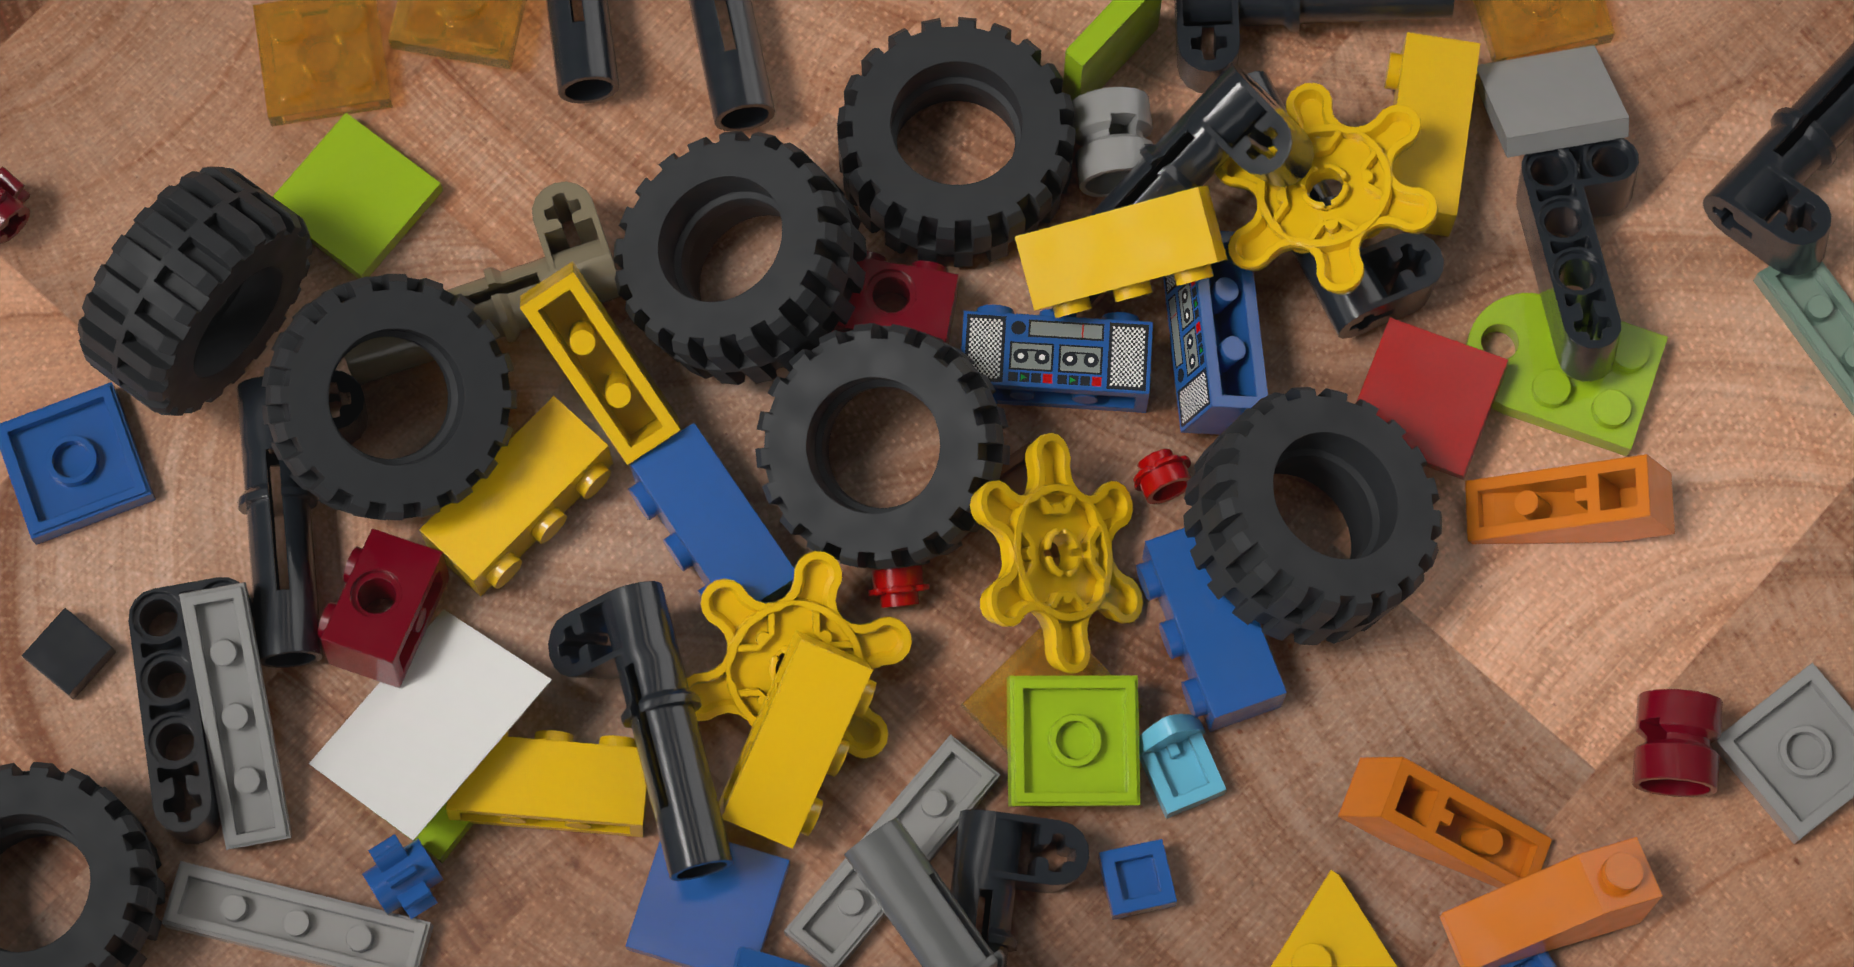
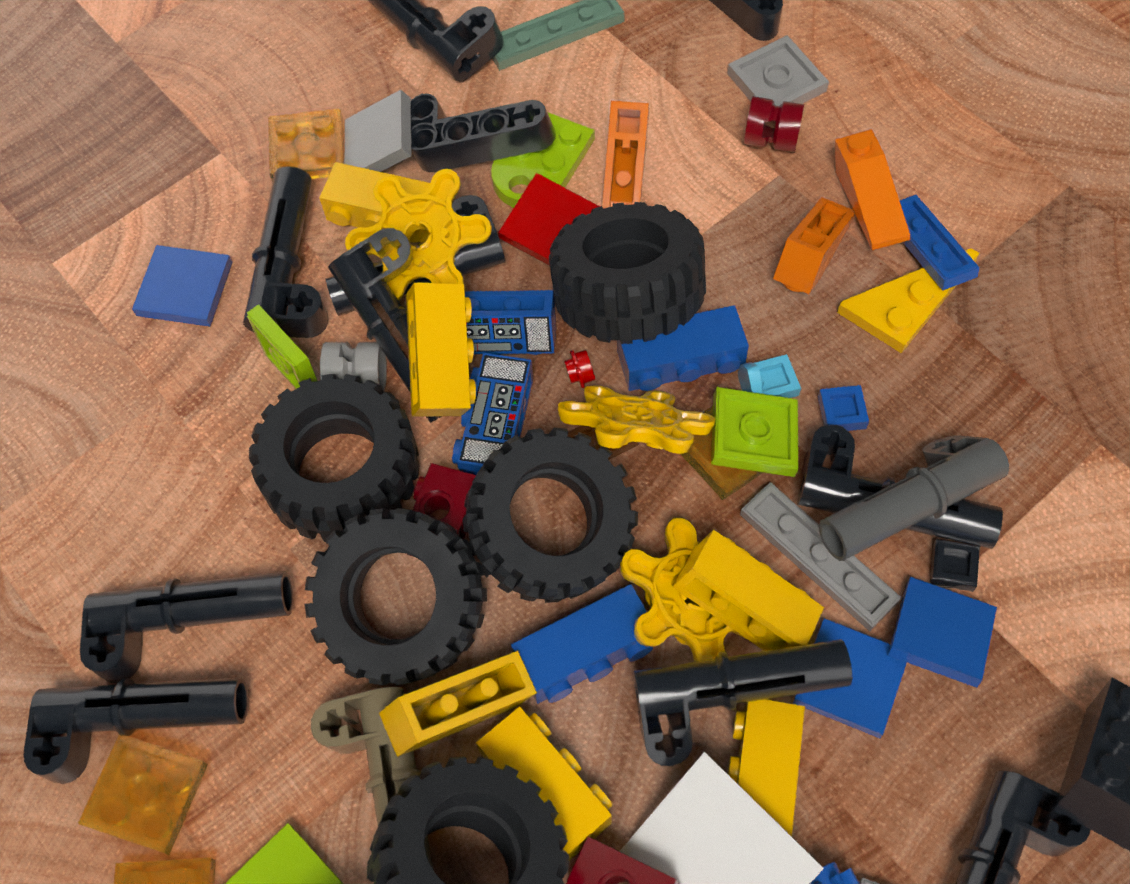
camera: 80 degrees left, 10 degrees down
(898, 585) = (642, 532): red plate -> none

